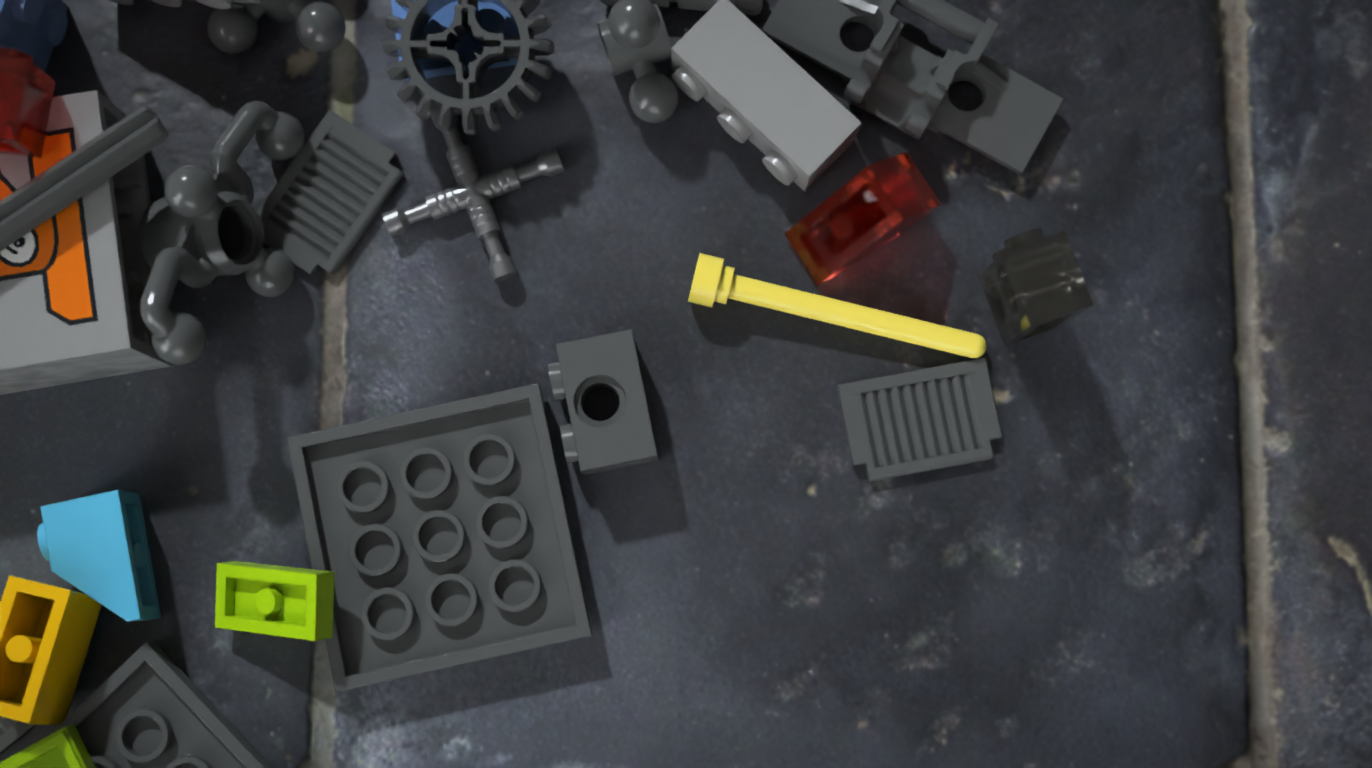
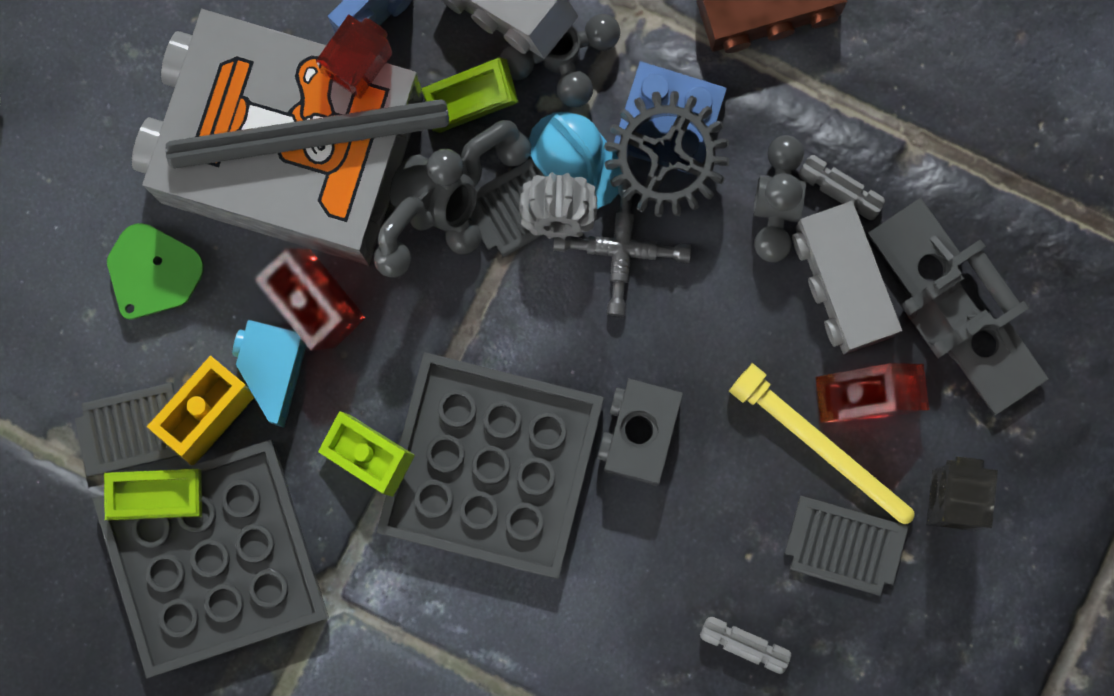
camera: 30 degrees right, 0 degrees up
(108, 442) = (309, 298): none -> clear red brick
(197, 92) = (474, 92): none -> lime tile
(357, 112) = (574, 146): none -> medium azure piece
(364, 175) = (558, 206): none -> light grey gear
(861, 600) = (745, 645): none -> light grey axle

